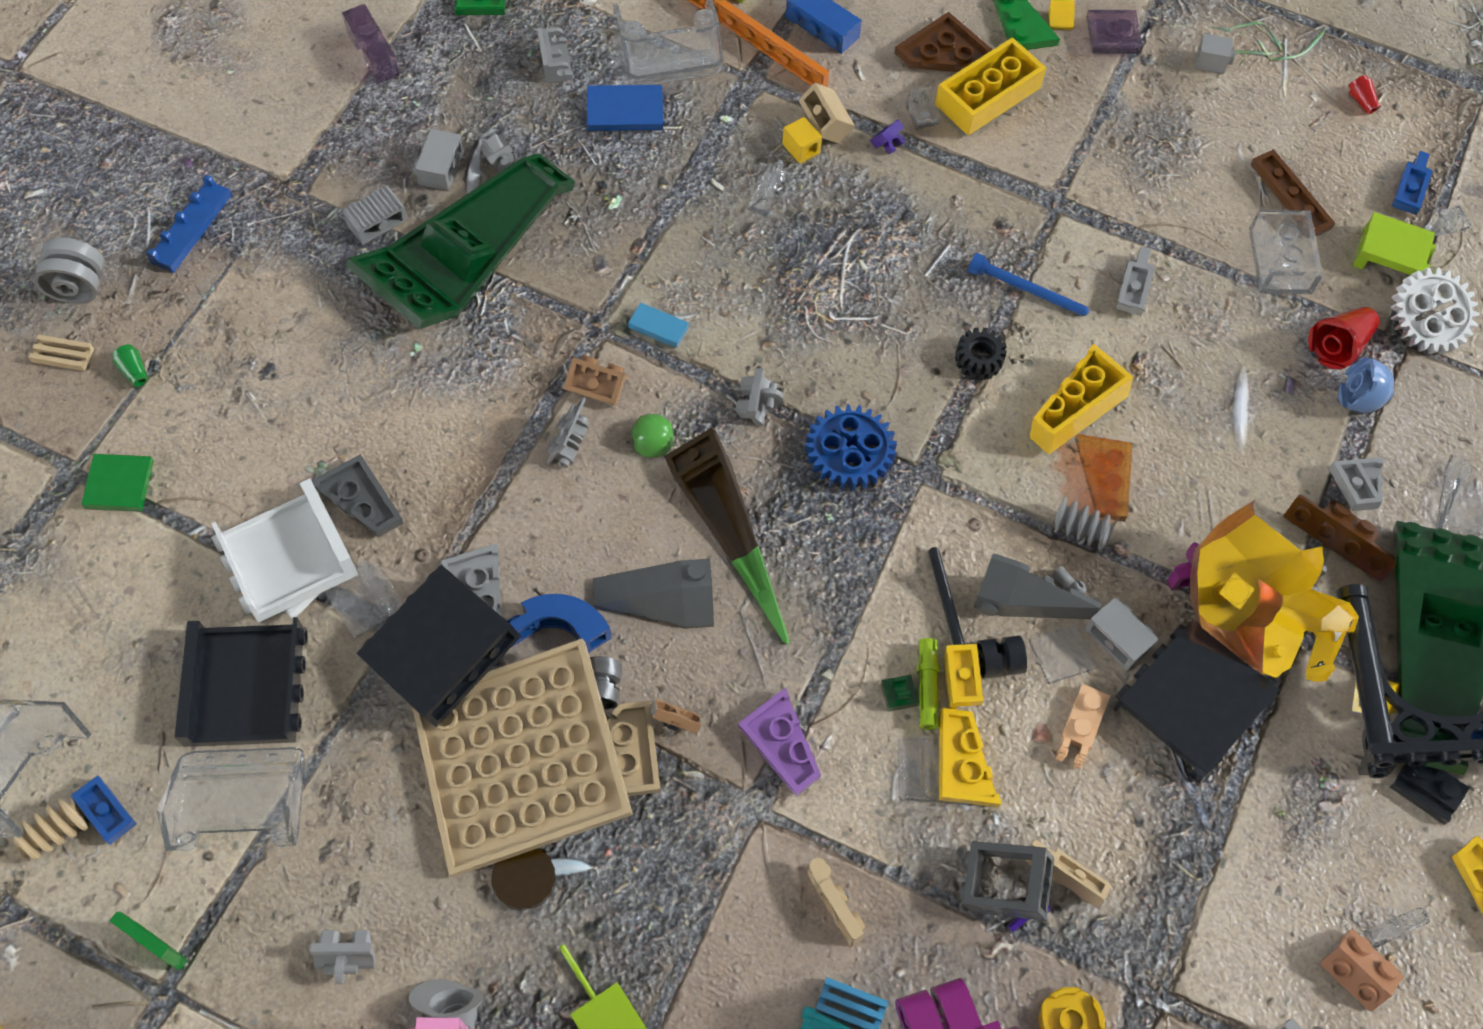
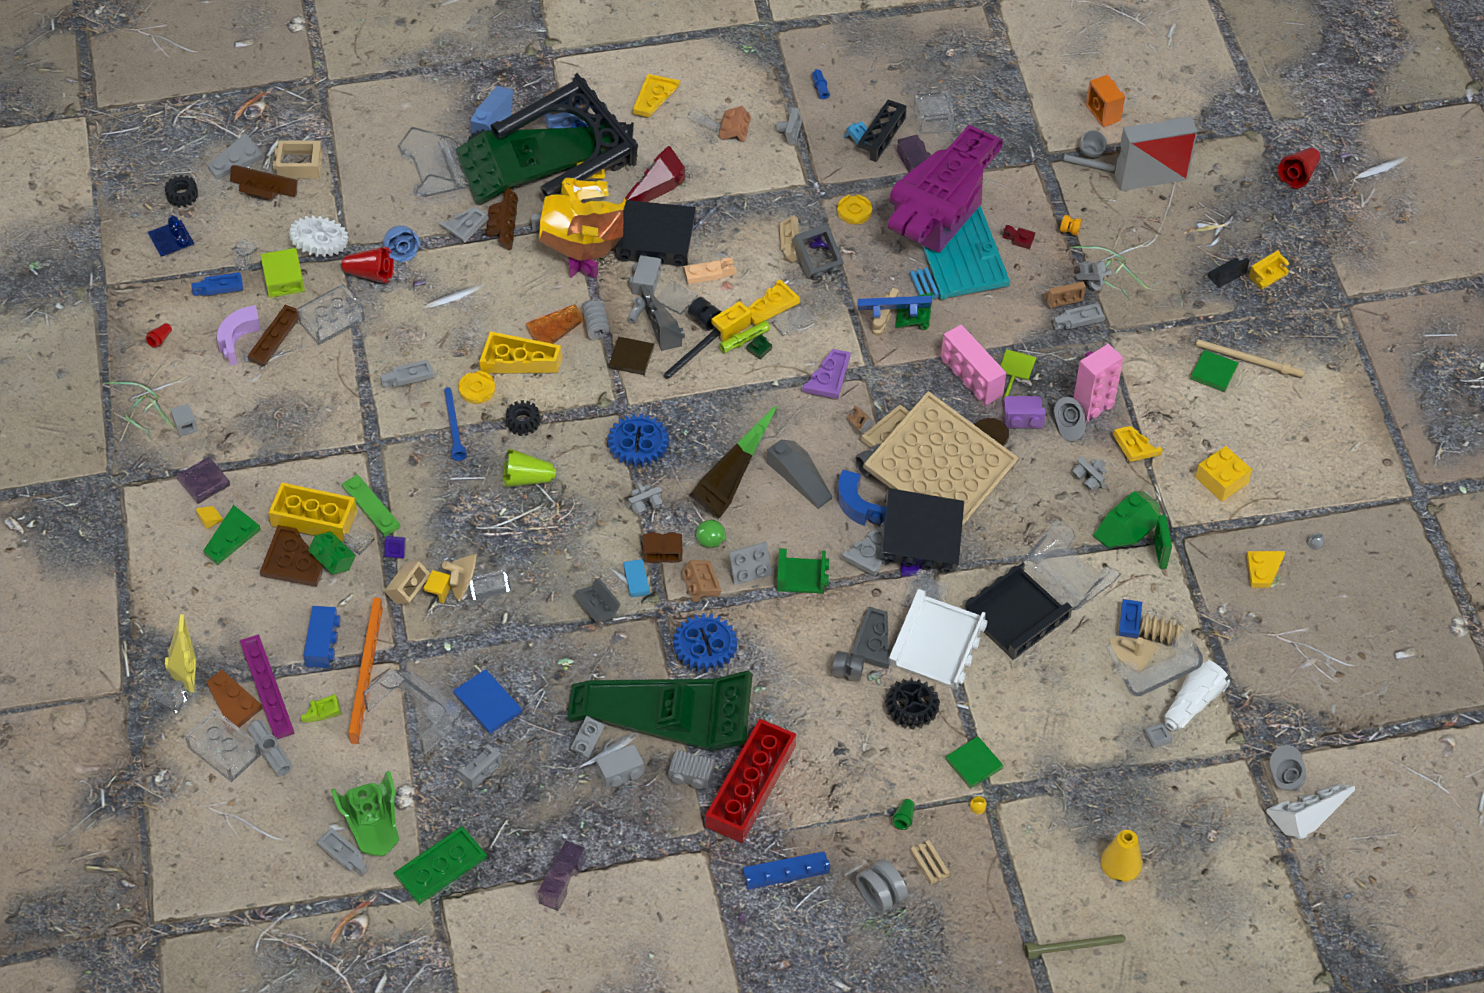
camera: 125 degrees left, 10 degrees down
(64, 775) = (1133, 649): none -> tan shield
(69, 447) = (979, 806): none -> yellow hinge
(226, 466) = (909, 696): none -> black gear
(228, 947) = (1129, 521): none -> green wedge
(306, 250) = (750, 780): none -> red brick
(350, 436) = (841, 663): none -> flat silver wheel
(511, 327) = (687, 647): none -> blue gear
(516, 488) = (802, 574): none -> green panel
(516, 950) = (1024, 412): none -> medium lavender bracket
(639, 932) = (973, 365): none -> bright pink brick
(655, 262) = (598, 601): none -> dark grey bracket
(673, 369) = (662, 547): none -> reddish brown brick
(802, 153) = (461, 574): none -> tan shield
(808, 945) = (922, 319): none -> green hinge
(838, 877) = (910, 303): none -> blue hinge
(894, 300) = (526, 469): none -> lime cone
(920, 71) = (332, 553): none -> green brick
(966, 150) = (371, 505): none -> bright green plate
(996, 530) = (631, 355): none -> dark brown tile
(1066, 341) = (477, 387): none -> yellow tile
(1304, 780) = (661, 179): none -> dark red wedge
(1324, 154) = (235, 326): none -> lavender arch

